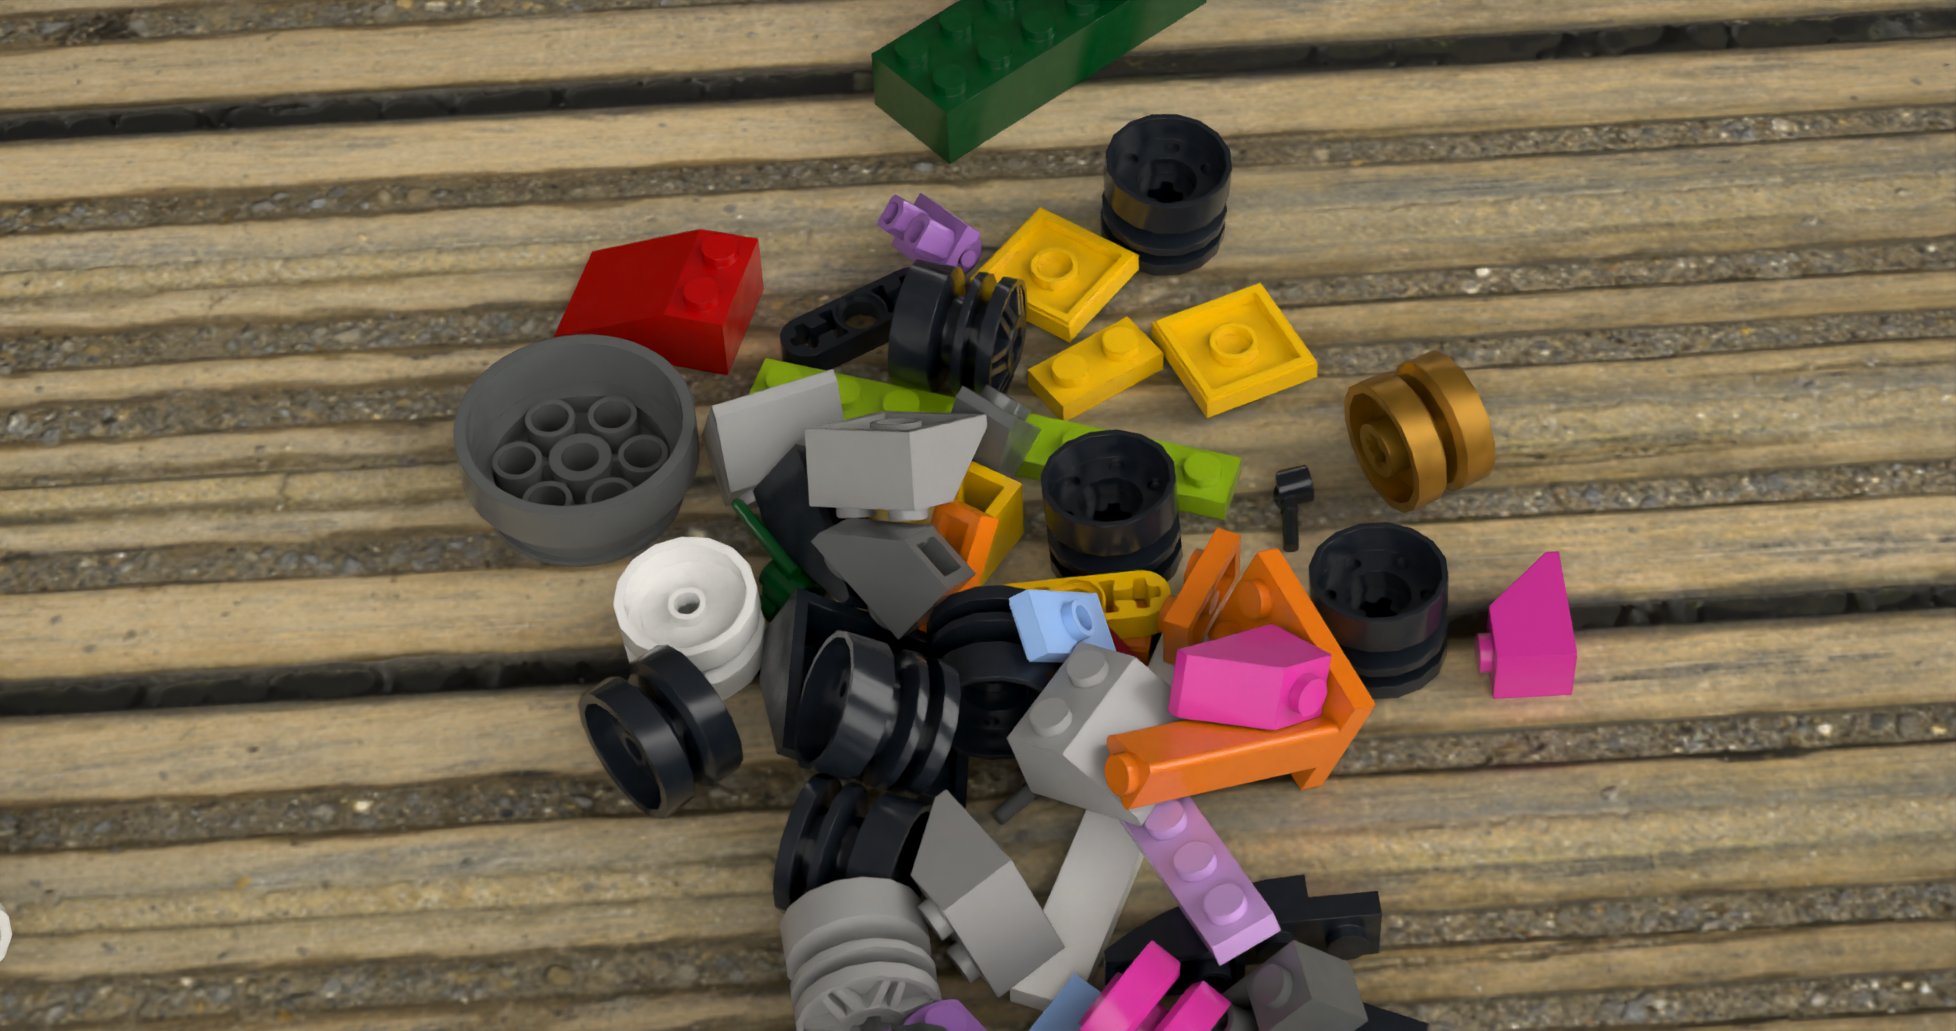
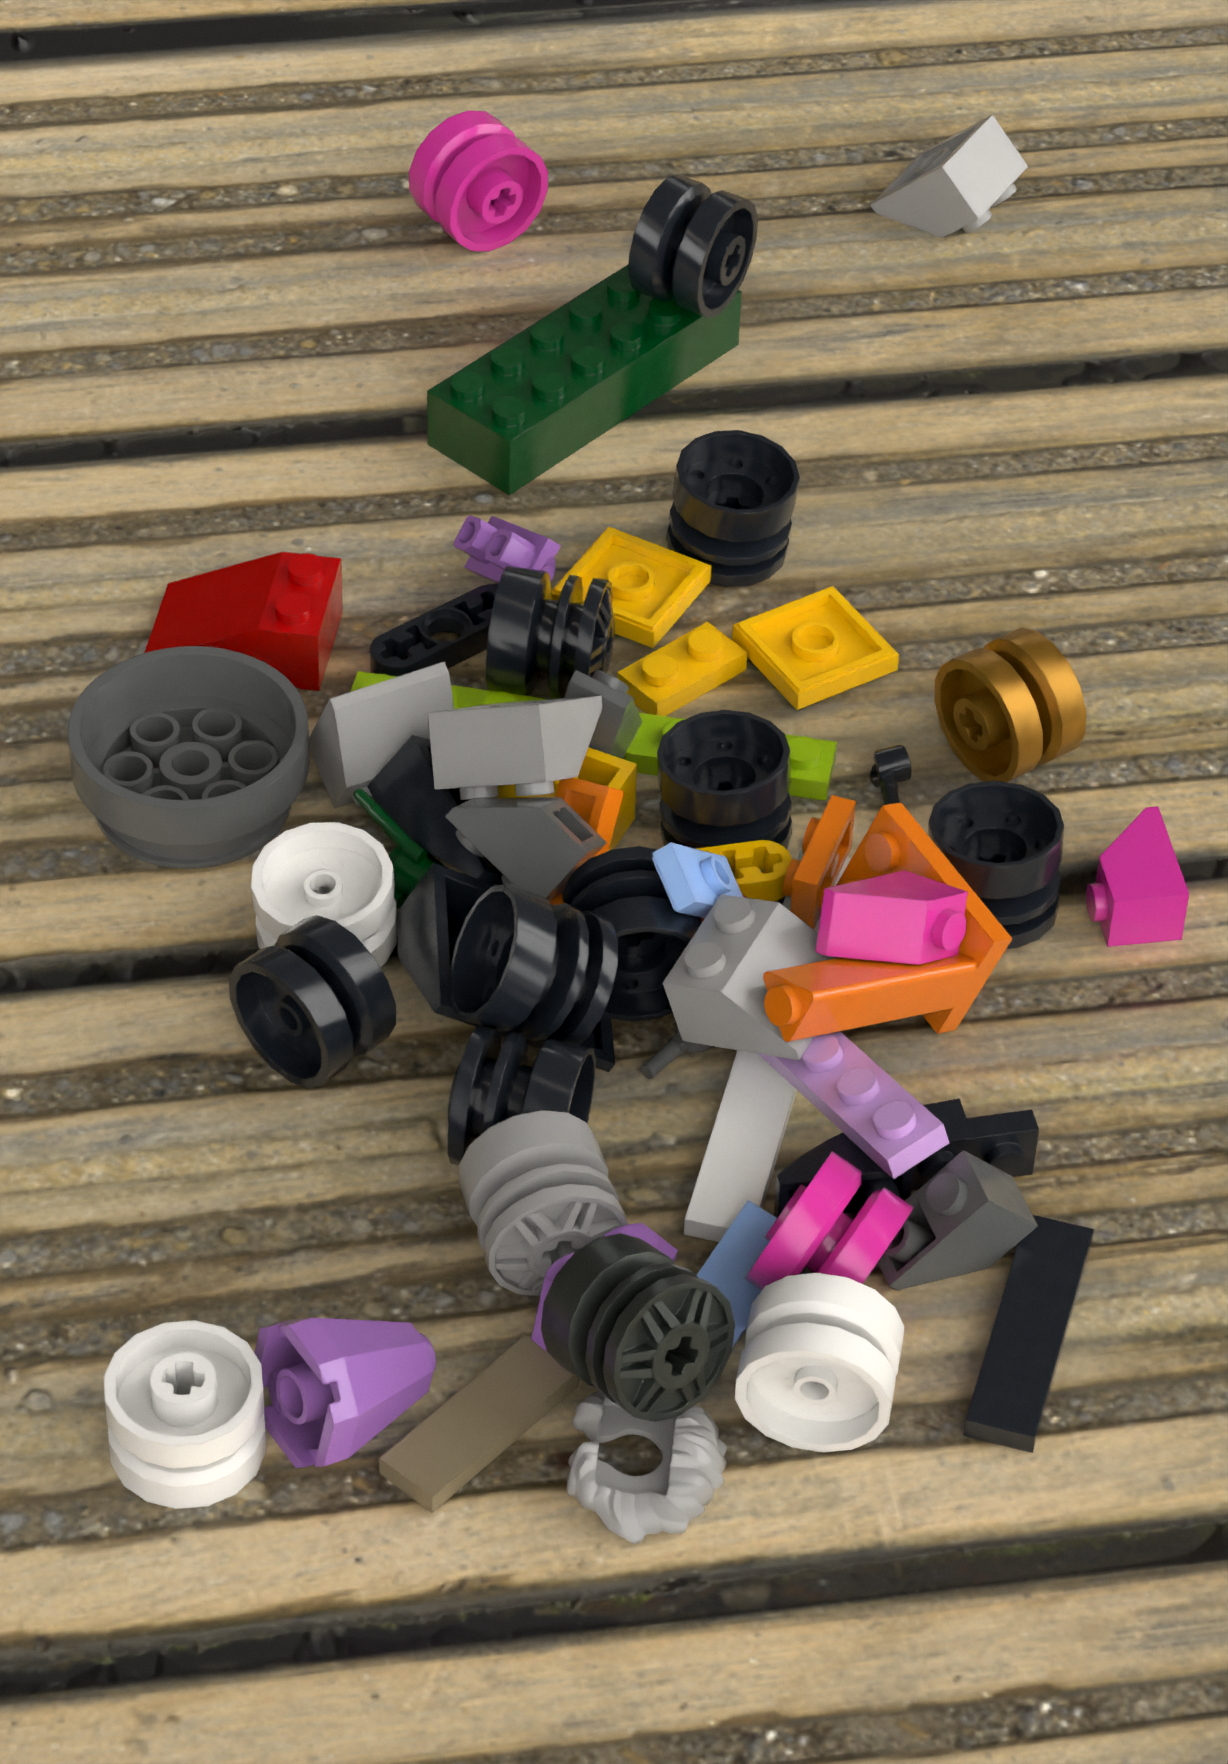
camera: 10 degrees left, 5 degrees down
(979, 901) = (654, 1134): light grey slope -> none

